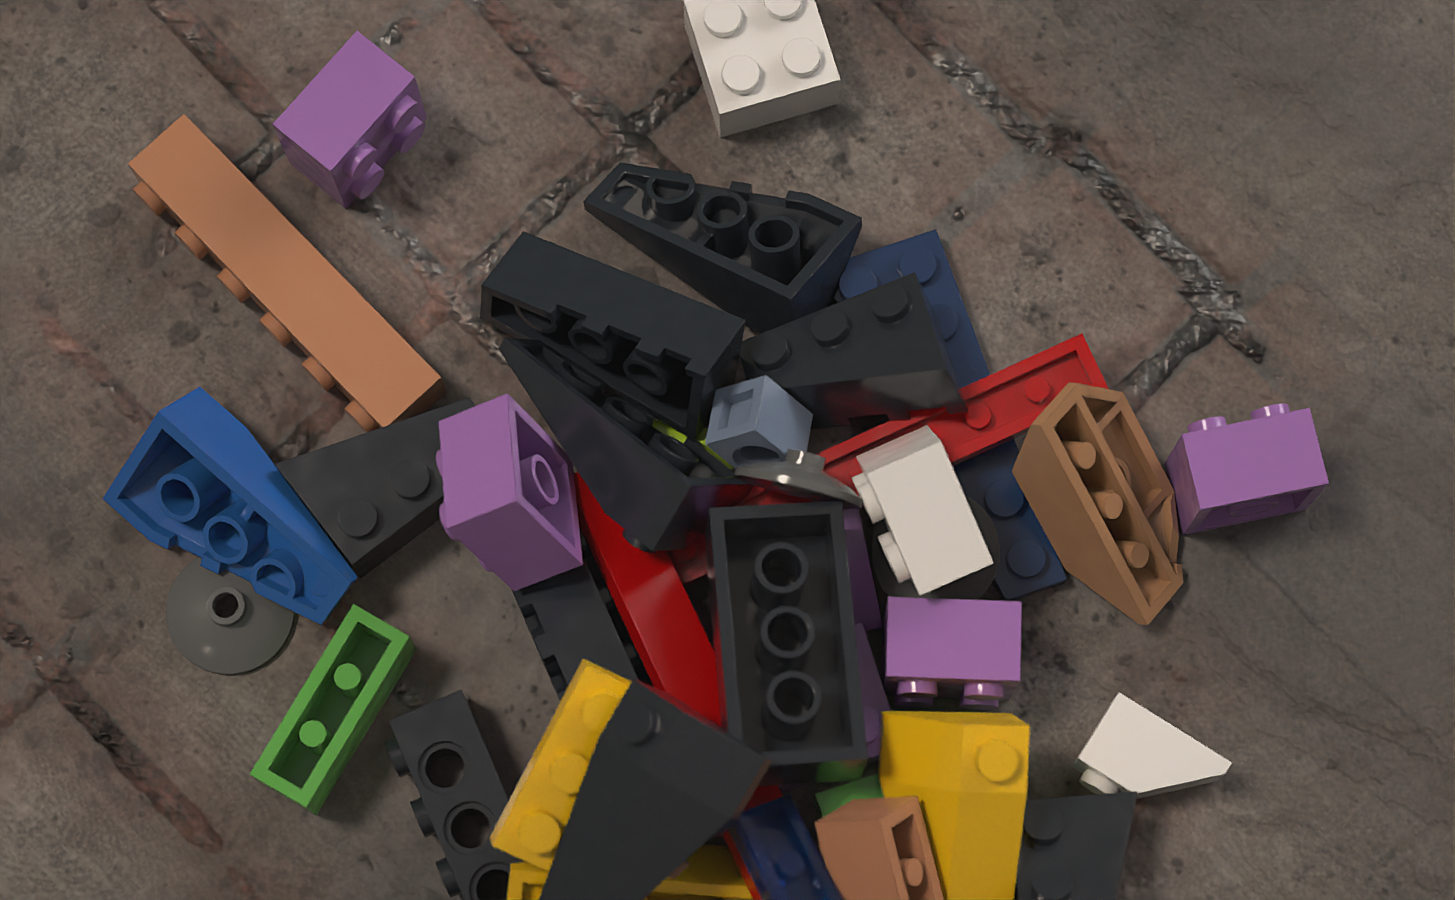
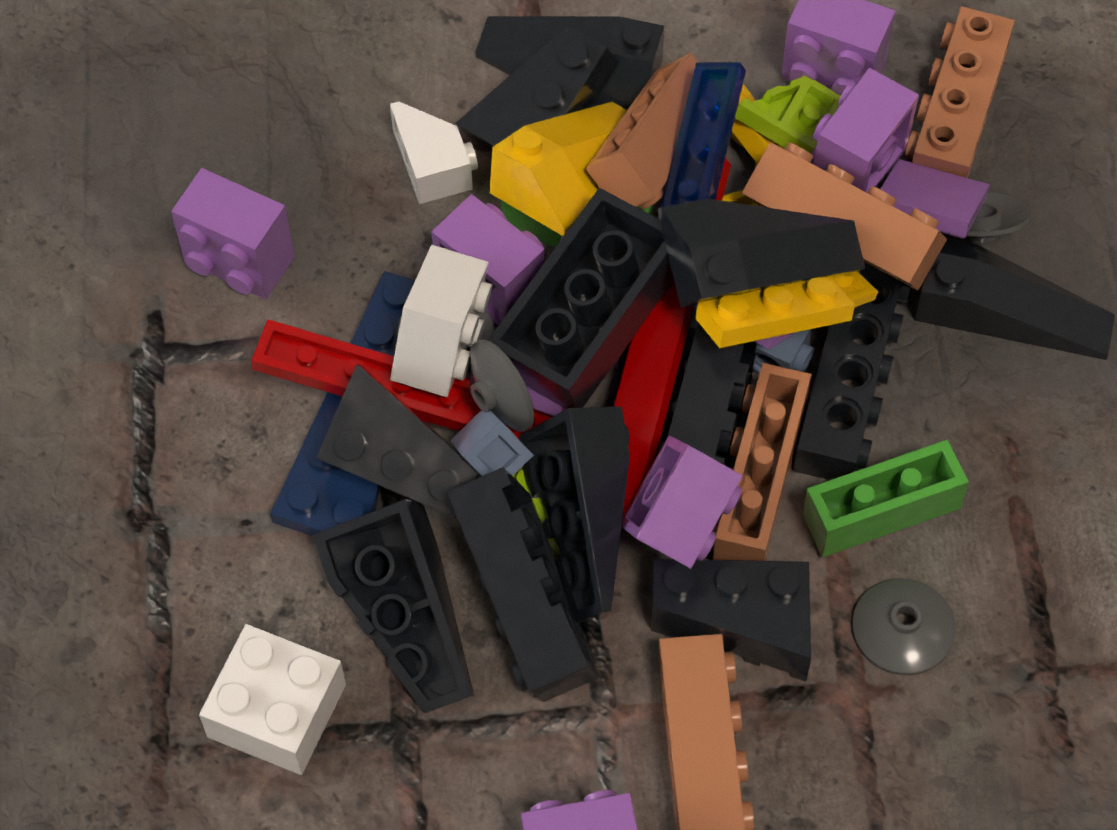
camera: 140 degrees left, 15 degrees down
(218, 495) = (857, 691): blue wedge -> none
(483, 645) = (764, 459): none -> nougat brick
(1103, 499) = (327, 279): medium nougat wedge -> none

